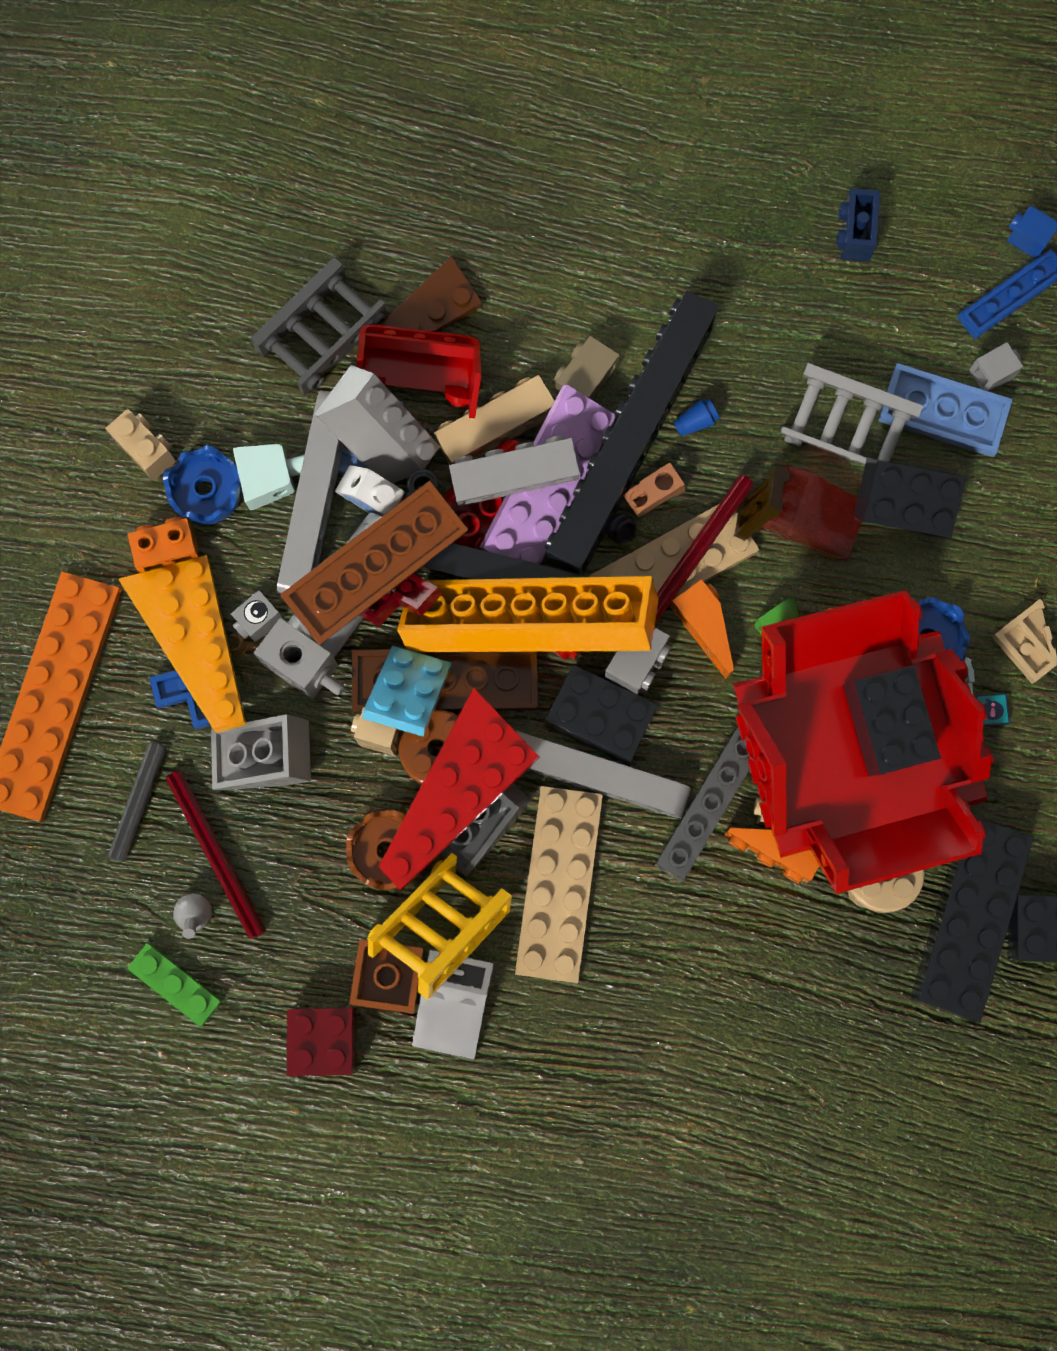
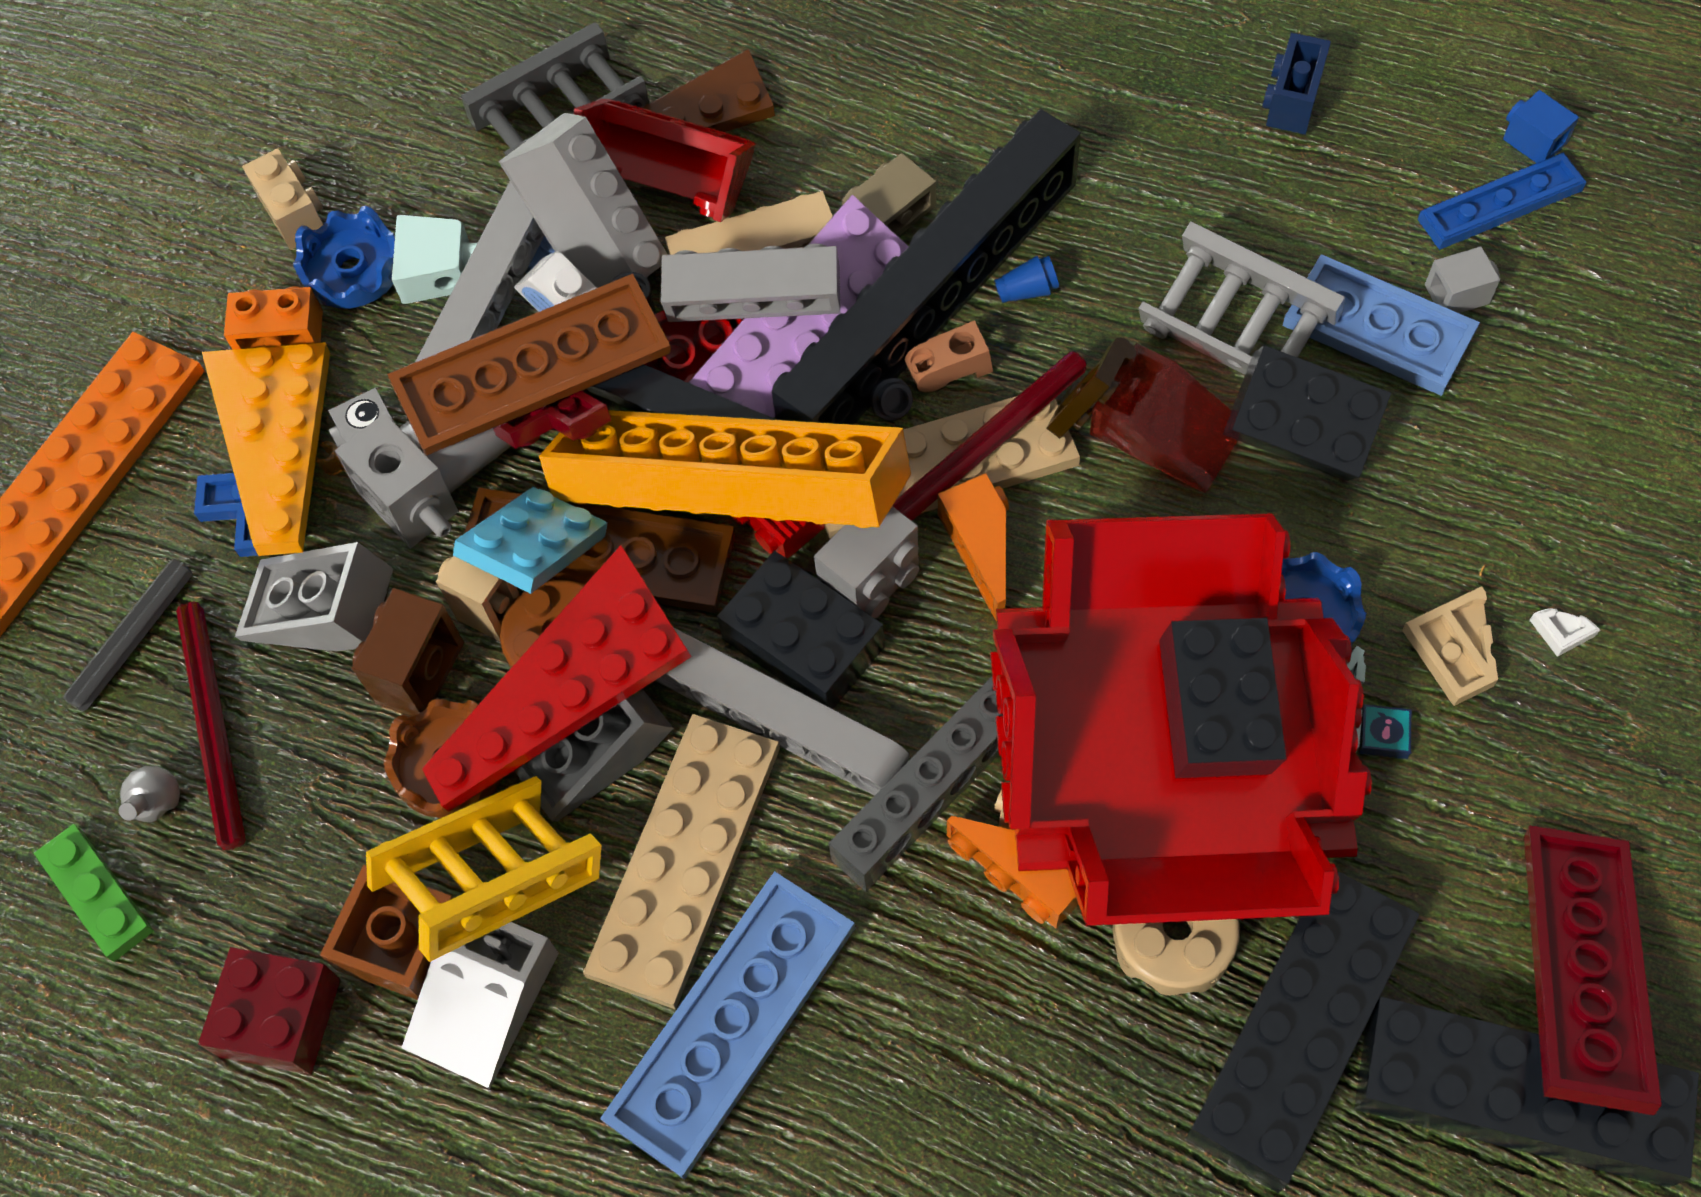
camera: 15 degrees right, 15 degrees down
(341, 784) = (407, 652): none -> reddish brown brick
(616, 987) = (728, 1025): none -> medium blue plate

